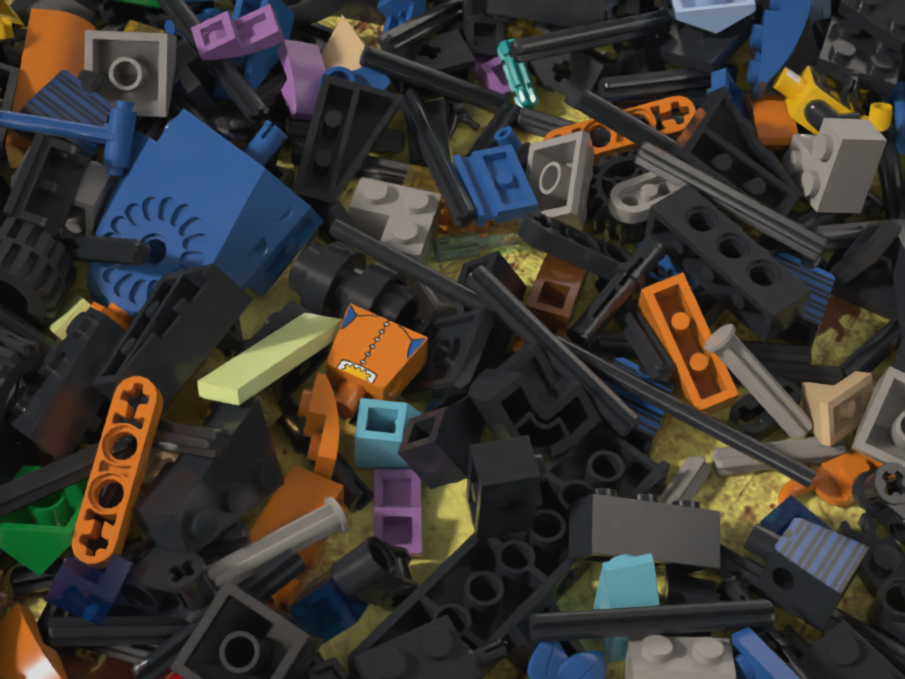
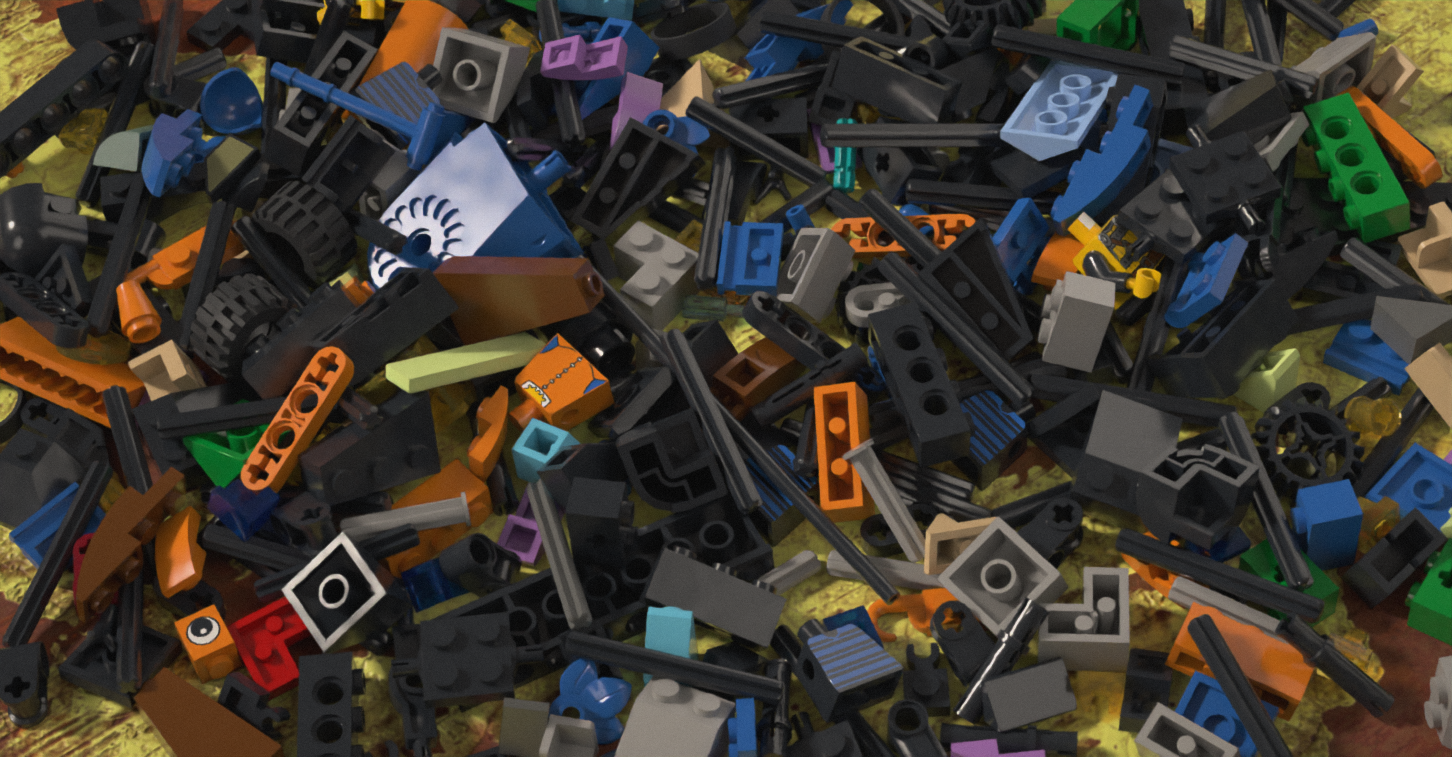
camera: 30 degrees right, 0 degrees up
(298, 271) = (516, 293): none -> reddish brown slope
(464, 536) = (559, 556): none -> dark grey axle

